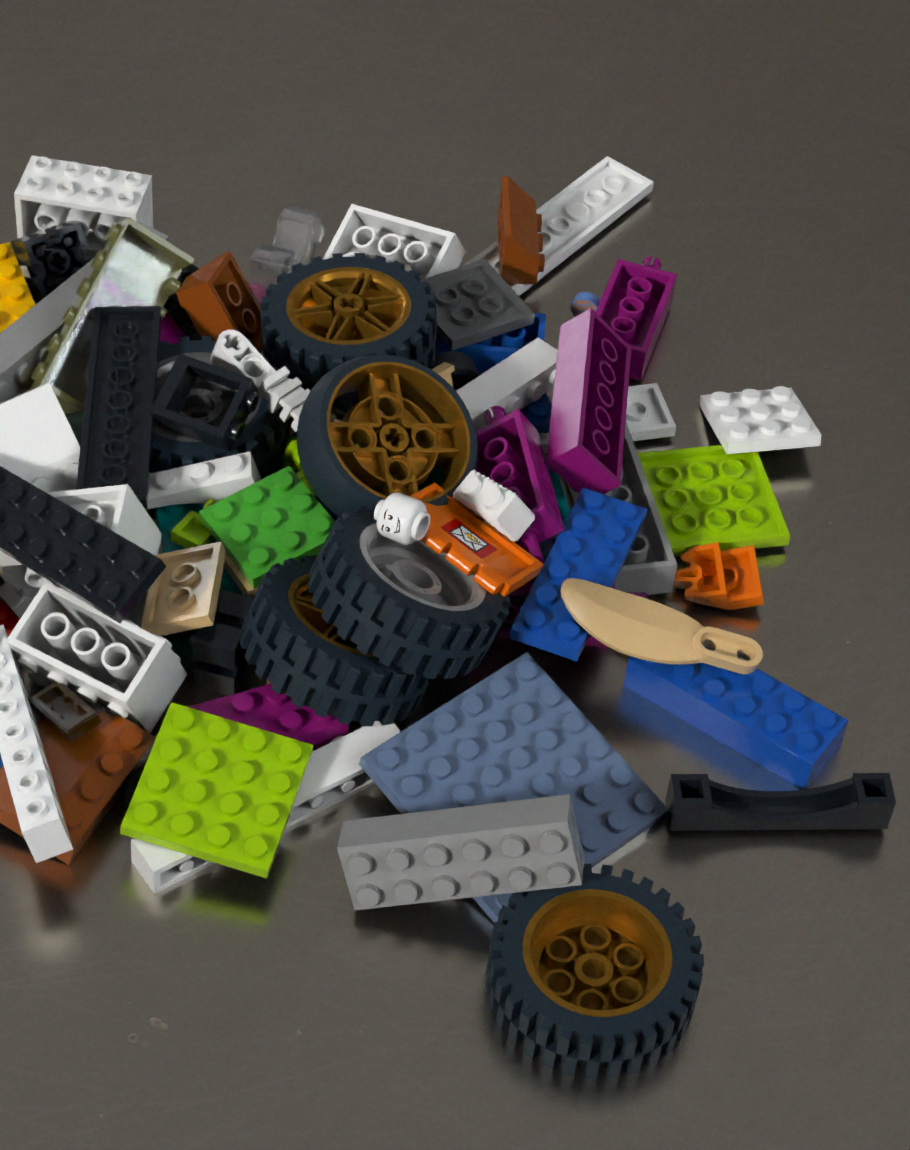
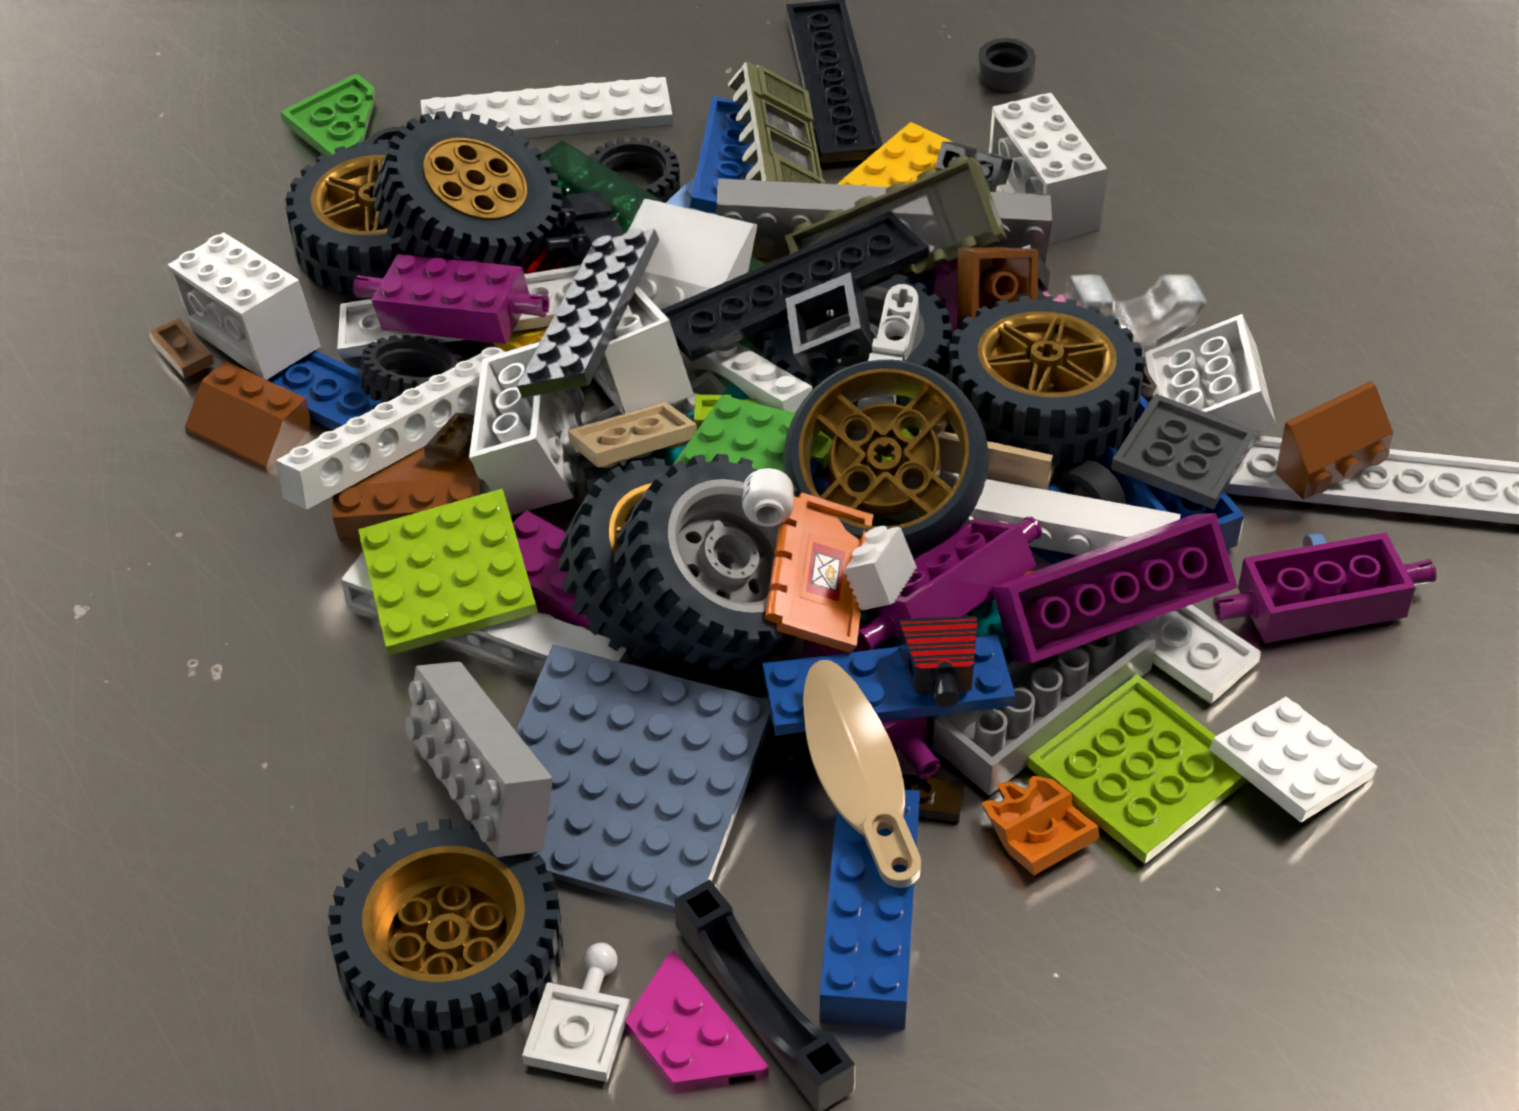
camera: 65 degrees right, 0 degrees up
(600, 521) = (939, 655): none -> black torso
(731, 928) = (577, 1027): none -> white plate
(768, 869) = (689, 1032): none -> dark pink wing

